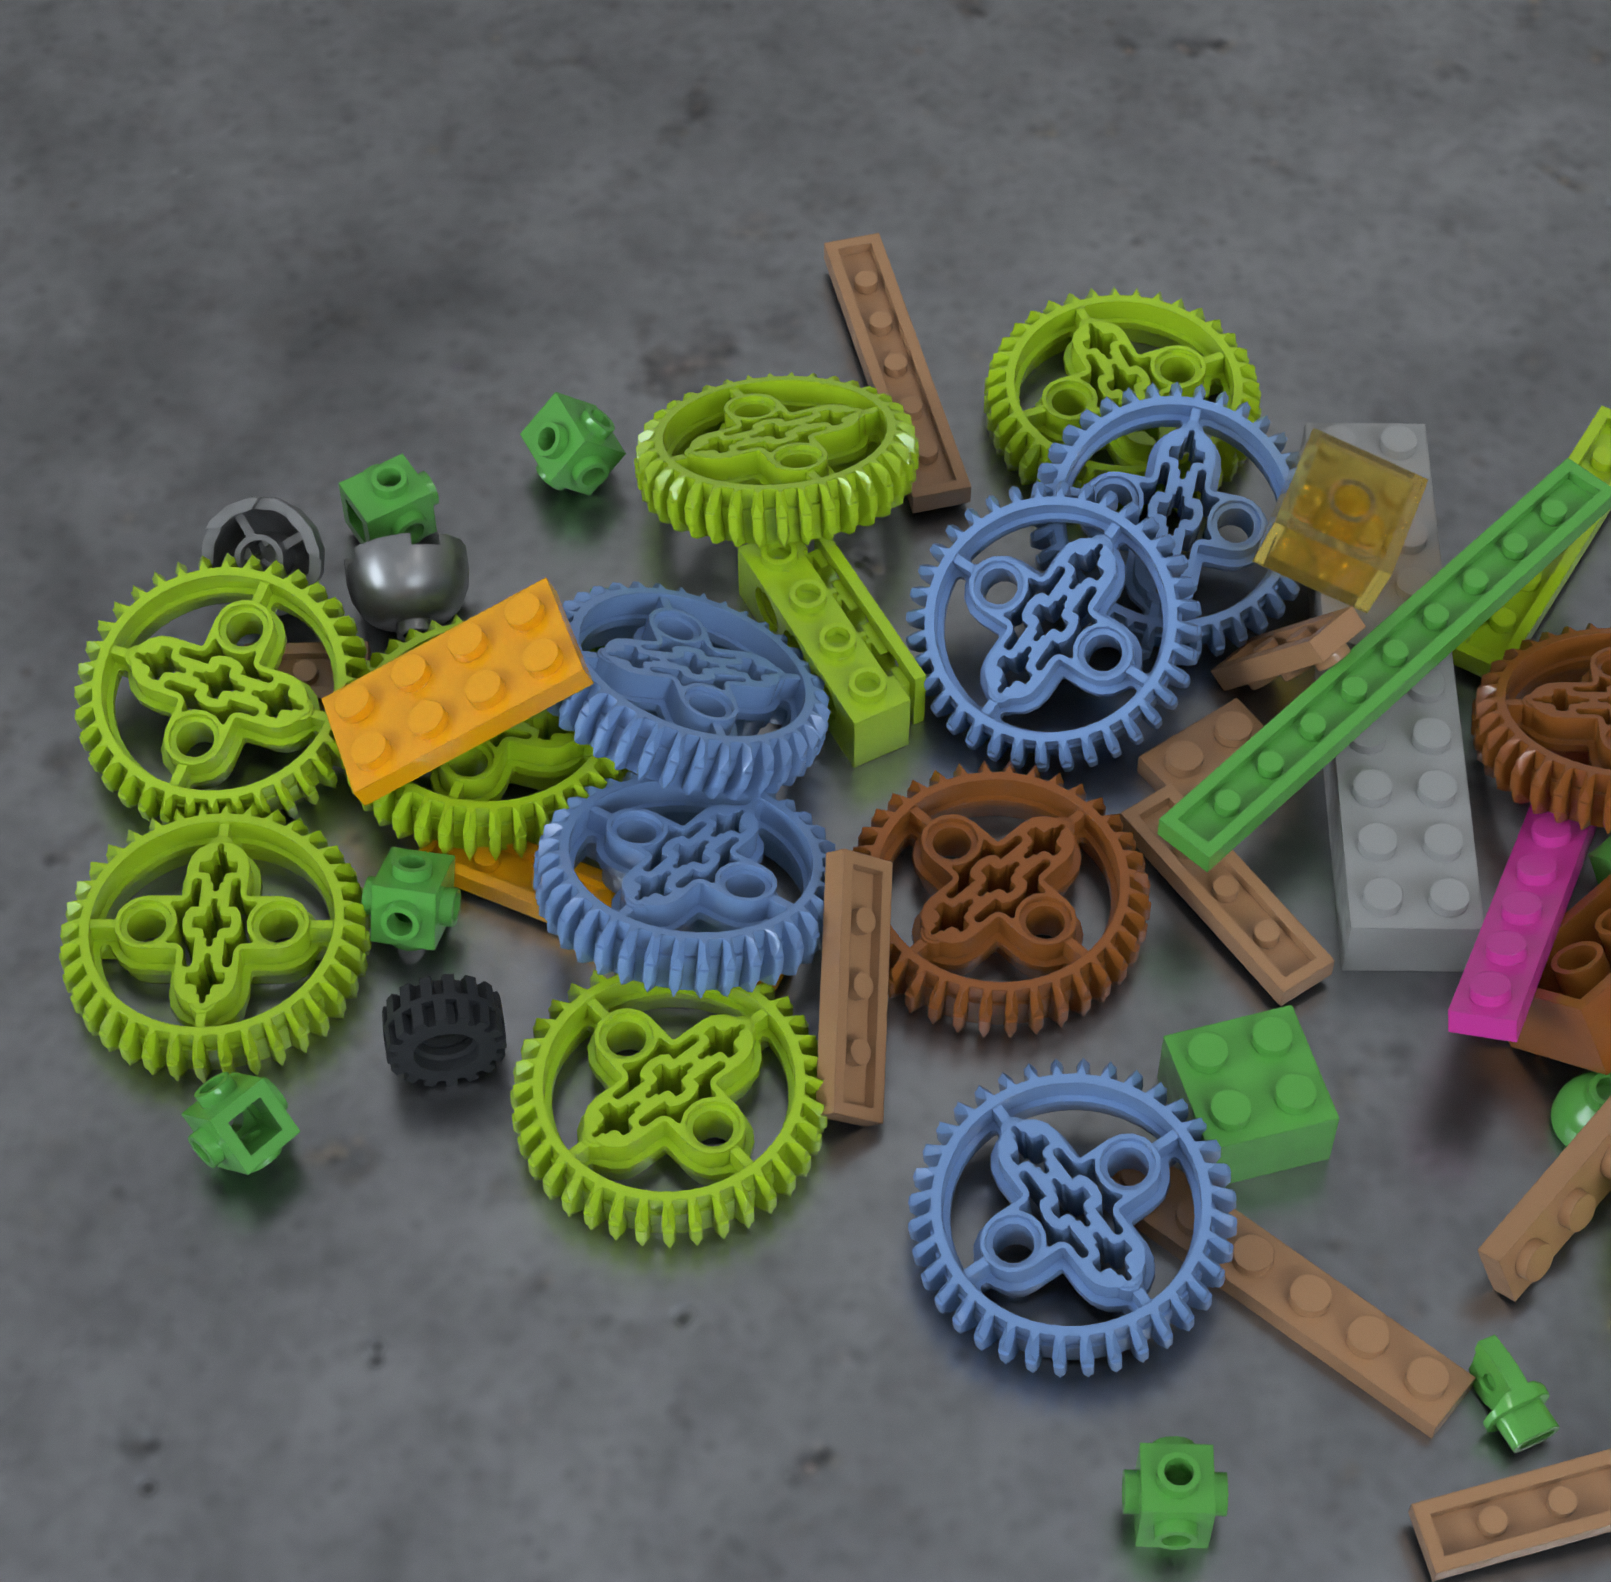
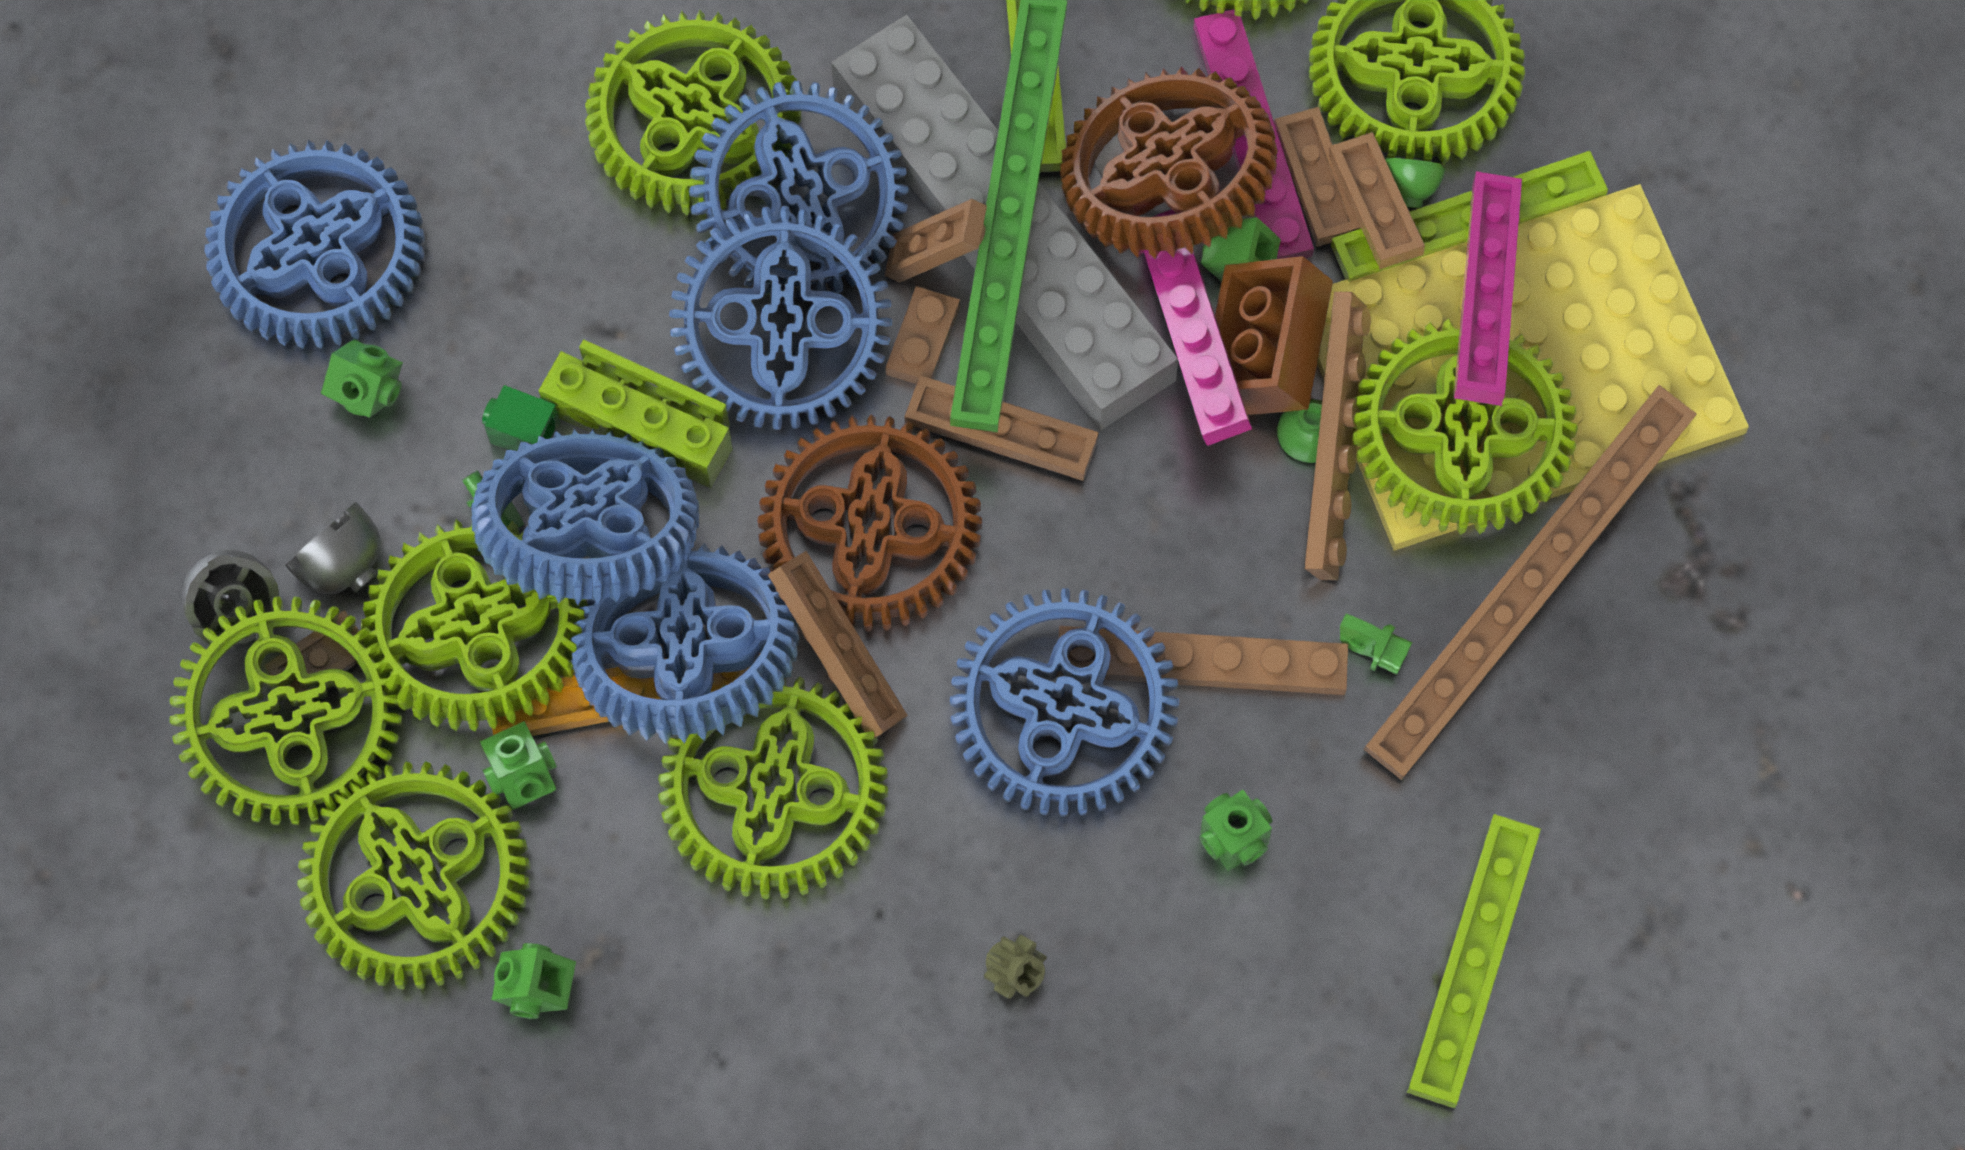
camera: 35 degrees left, 15 degrees up
(389, 501) = (277, 503): bright green brick -> none
(444, 1030) = (610, 838): black tyre -> none
(456, 691) = (459, 619): light orange plate -> none
(633, 305) = (301, 261): none -> medium blue gear
(701, 569) = (518, 419): none -> green brick
(776, 459) = (513, 308): lime gear -> none
(786, 1472) = (1015, 966): none -> olive gear
(896, 364) = (527, 181): medium nougat plate -> none
(1253, 1090) = (1109, 553): bright green brick -> none
(1340, 520) = (918, 136): clear yellow brick -> none

